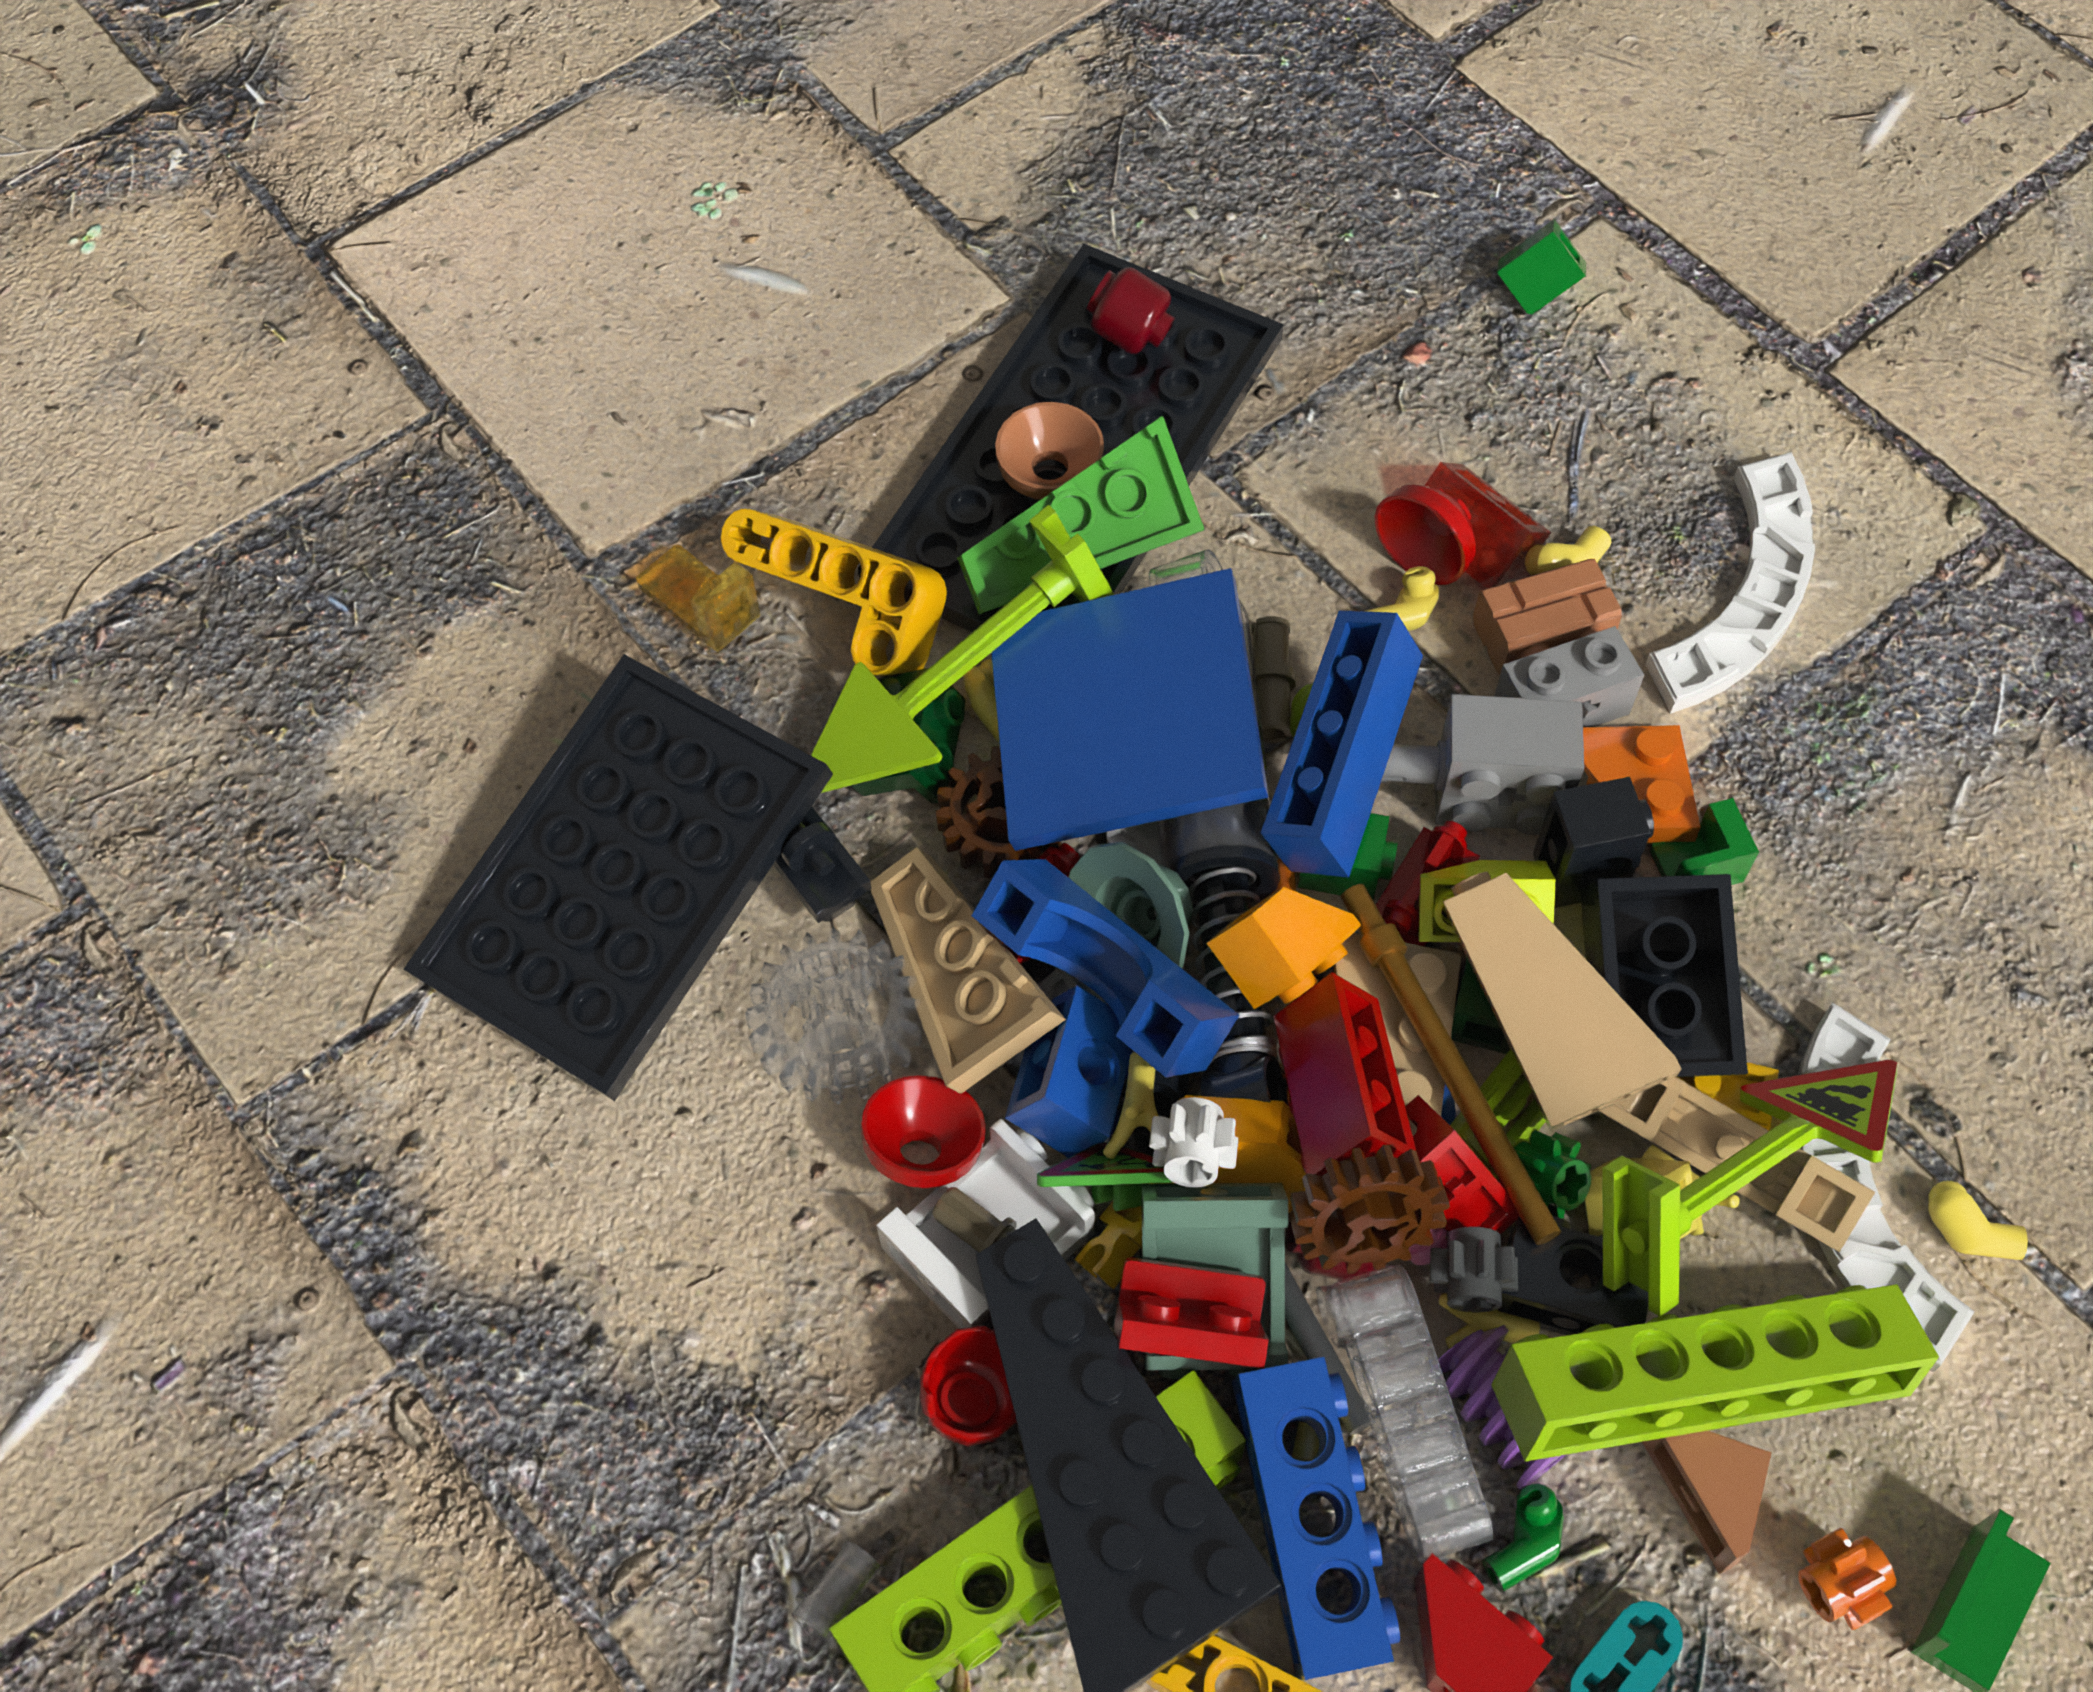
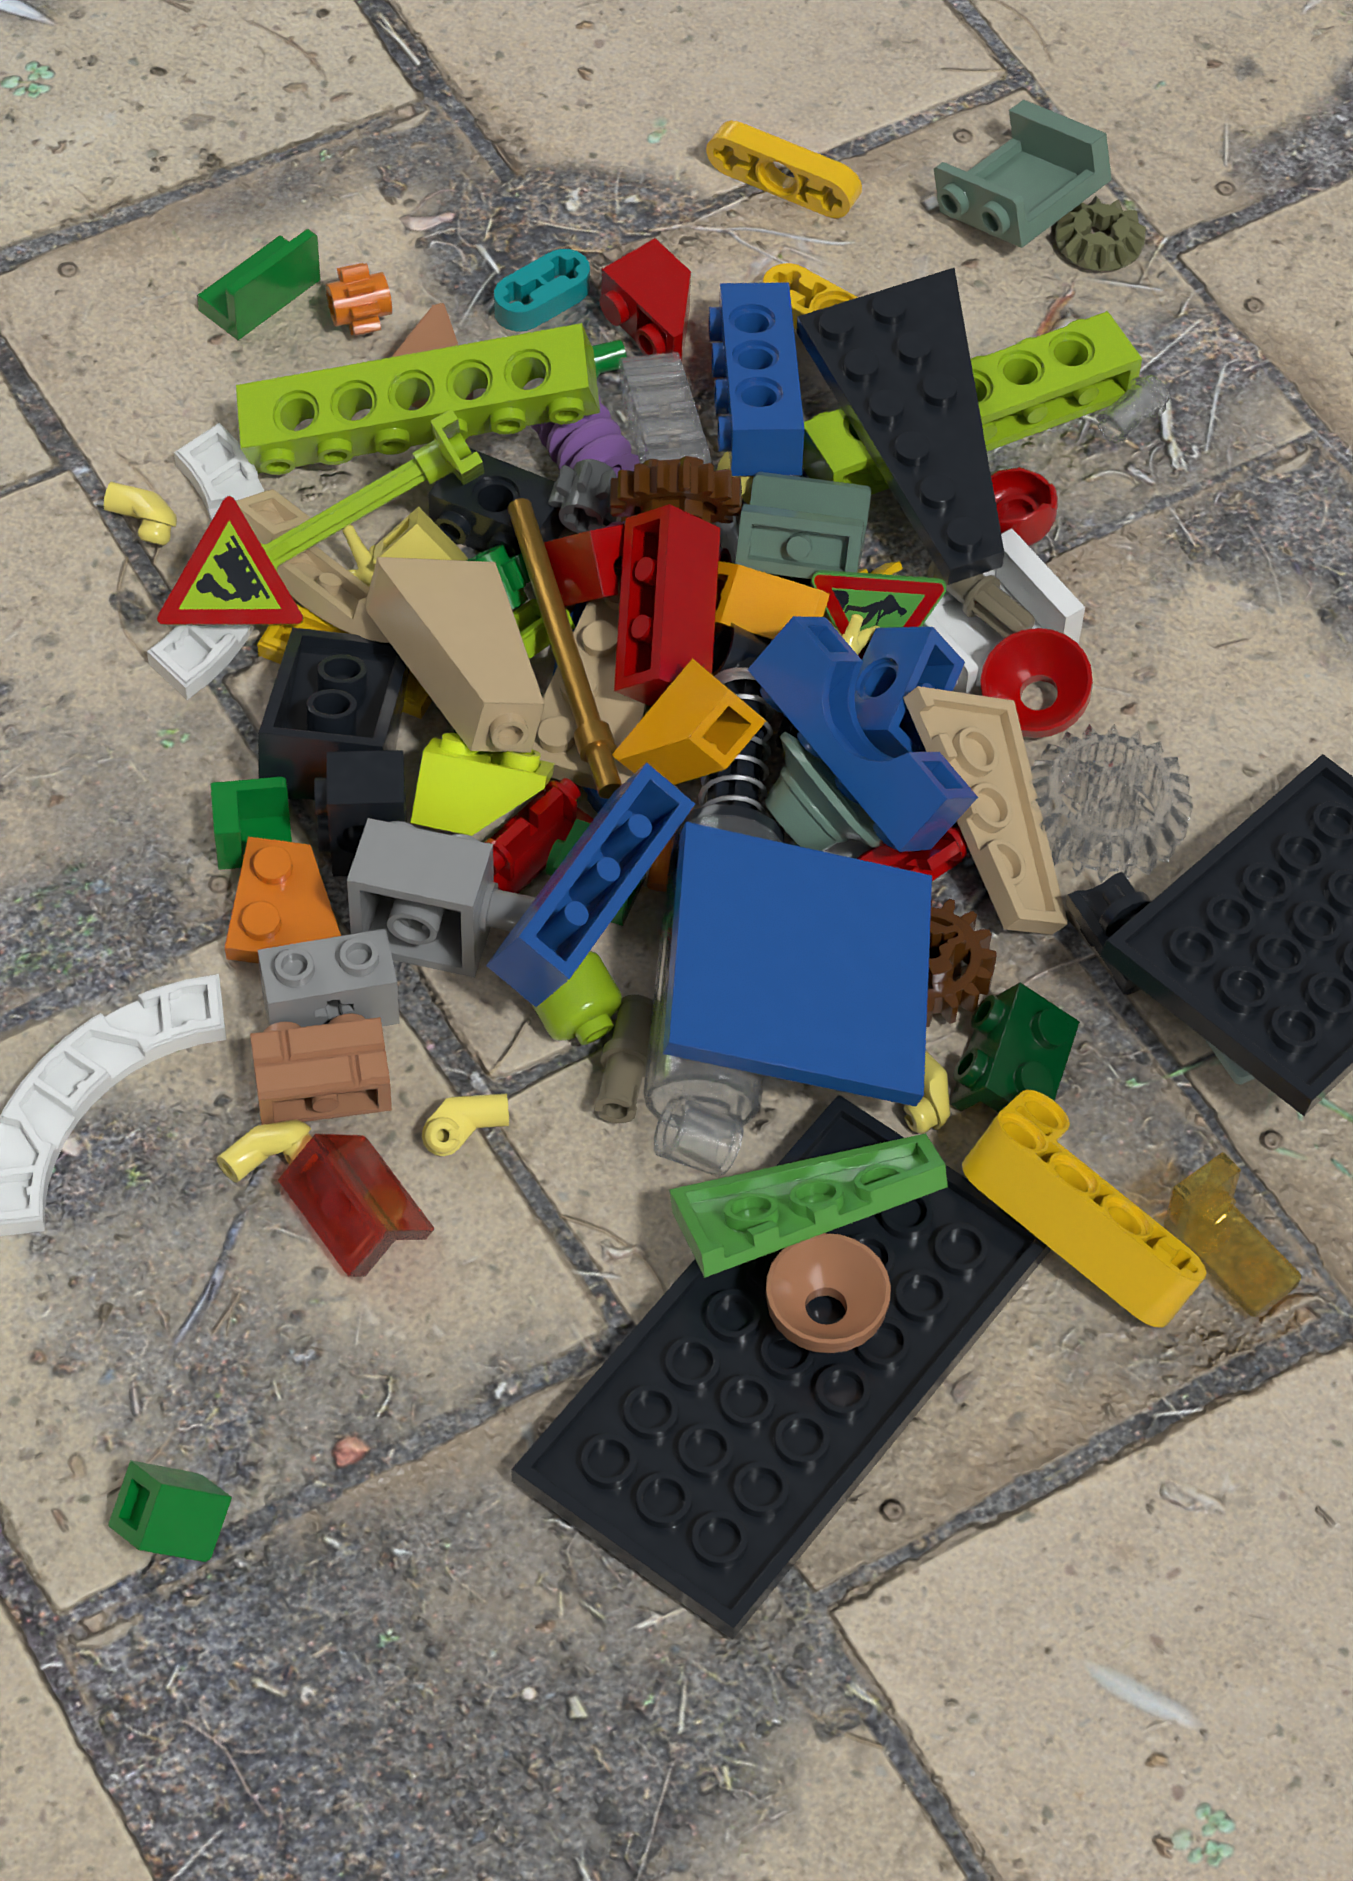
camera: 175 degrees left, 5 degrees down
(875, 731) = (1051, 1022): lime piece -> none
(1130, 310) = (700, 1473): dark red head -> none
(1191, 1312) = (835, 480): red bracket -> none
(1194, 1142) = (812, 559): white gear -> none
(1418, 538) = (421, 1161): red piece -> none

